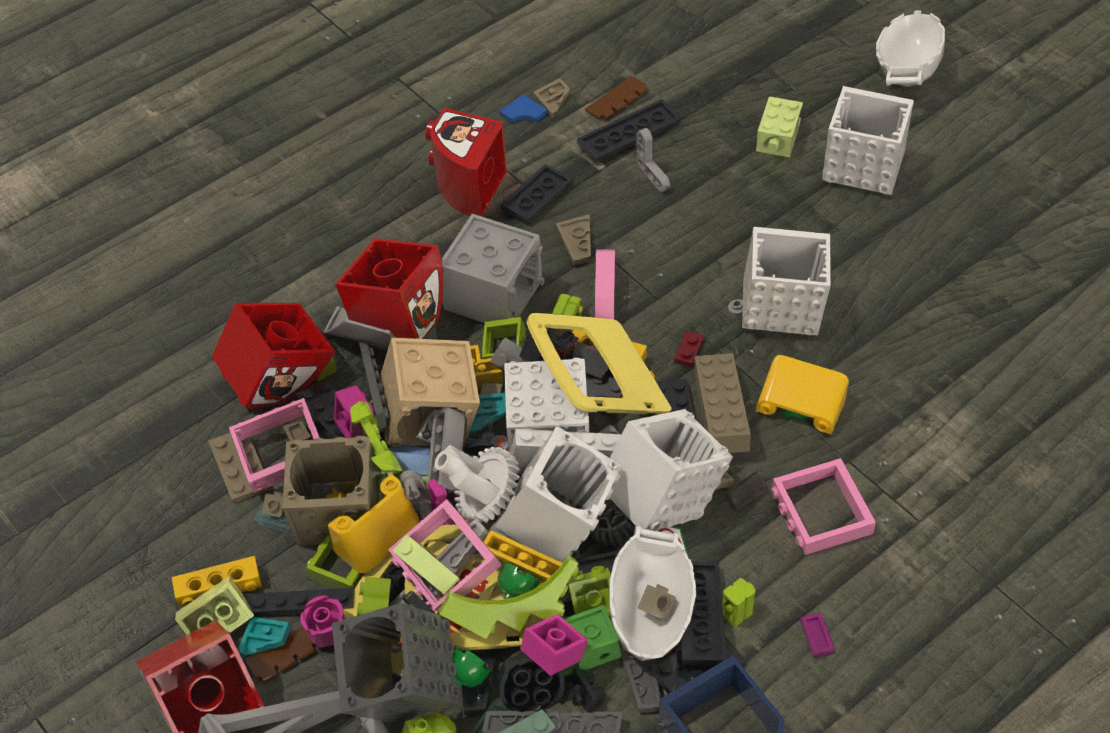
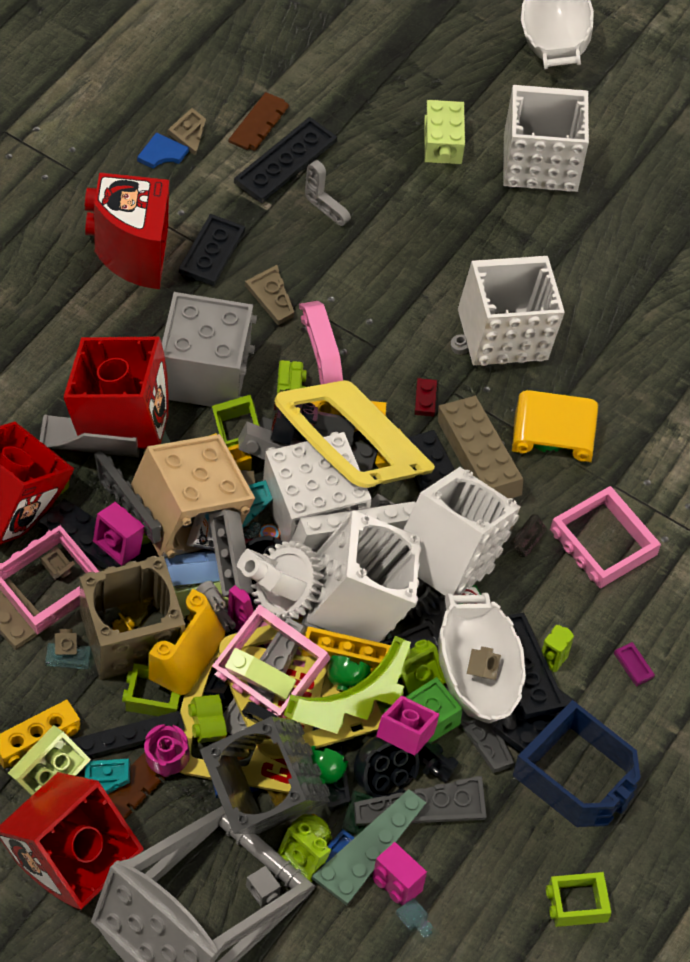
camera: 25 degrees left, 5 degrees up
(384, 458) = (153, 547): lime piece -> none

